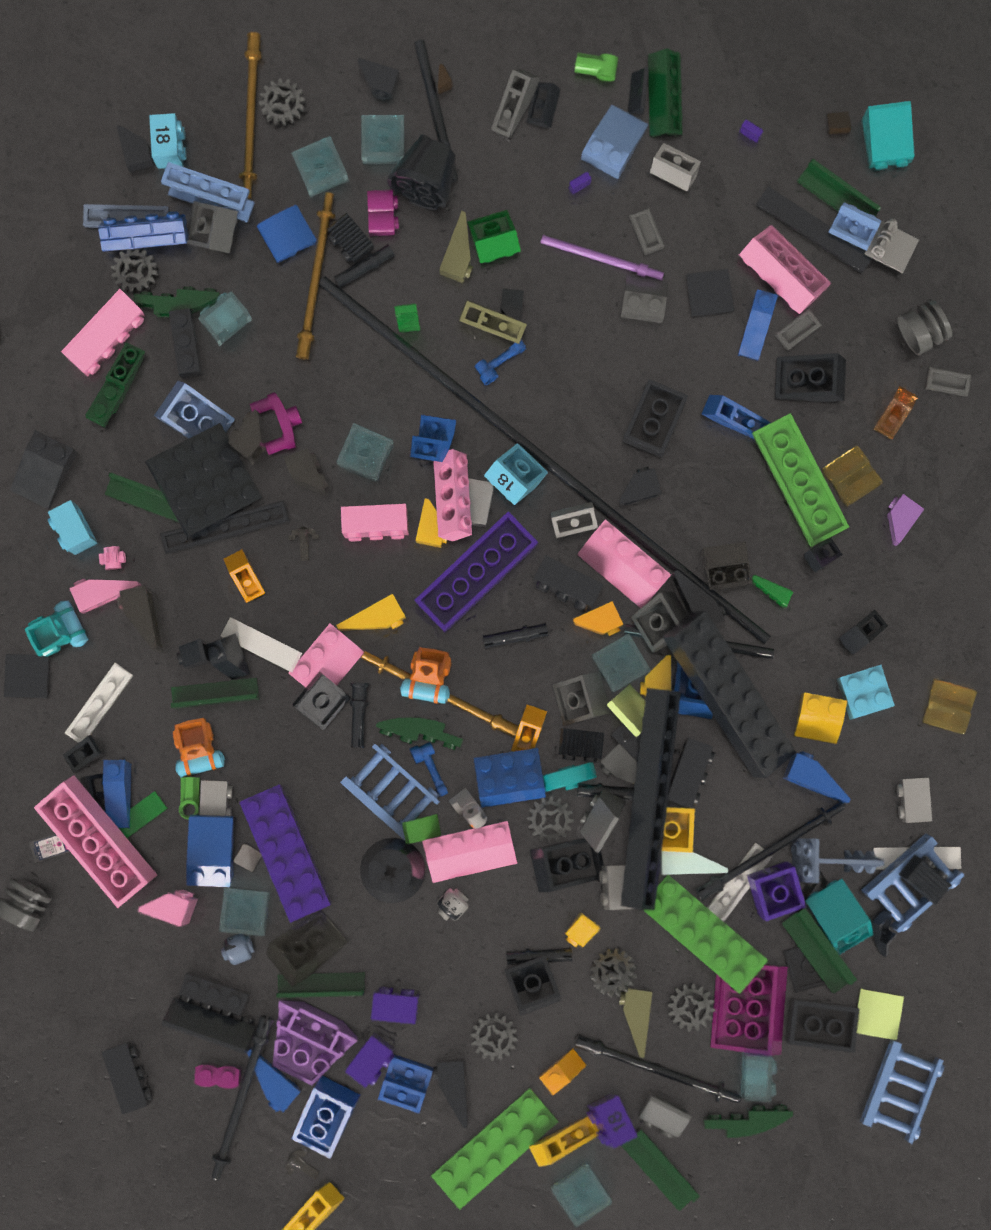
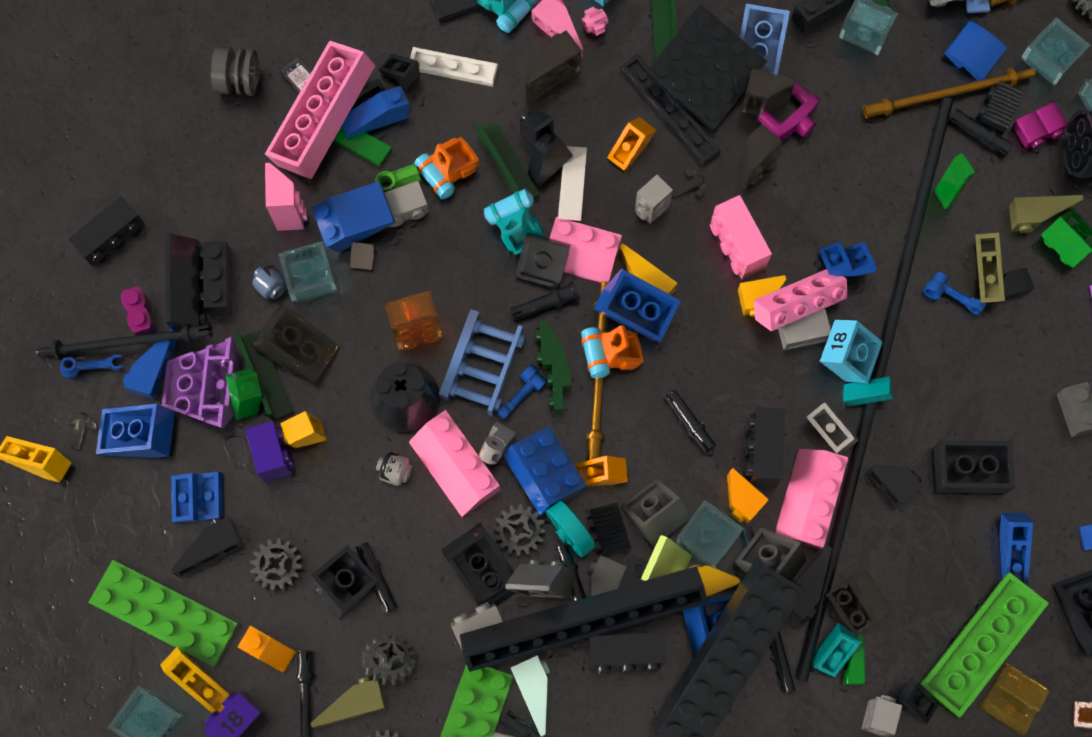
camera: 65 degrees right, 10 degrees down
(244, 1145) = (83, 365): none -> blue brick
(275, 710) = (514, 219): none -> teal piece
(285, 853) = (387, 278): dark purple brick -> none
(307, 581) = (653, 199): none -> light grey brick
(332, 1008) = (244, 393): none -> green slope
(333, 836) = (414, 320): none -> clear orange brick
(365, 452) = (802, 203): clear light blue brick -> none
(370, 1059) = (206, 449): dark purple brick -> none
(389, 970) = (303, 430): none -> yellow slope
(401, 638) = (637, 305): none -> blue slope
(421, 829) = (457, 405): bright green slope -> none
(476, 572) = (735, 355): dark purple brick -> none
(556, 468) = (863, 393): none -> teal slope
(581, 930) = (419, 607): yellow slope -> none
(679, 830) = (563, 664): yellow slope -> none
(757, 602) = (836, 650): none -> teal slope
(824, 590) = (882, 716): none -> light grey brick

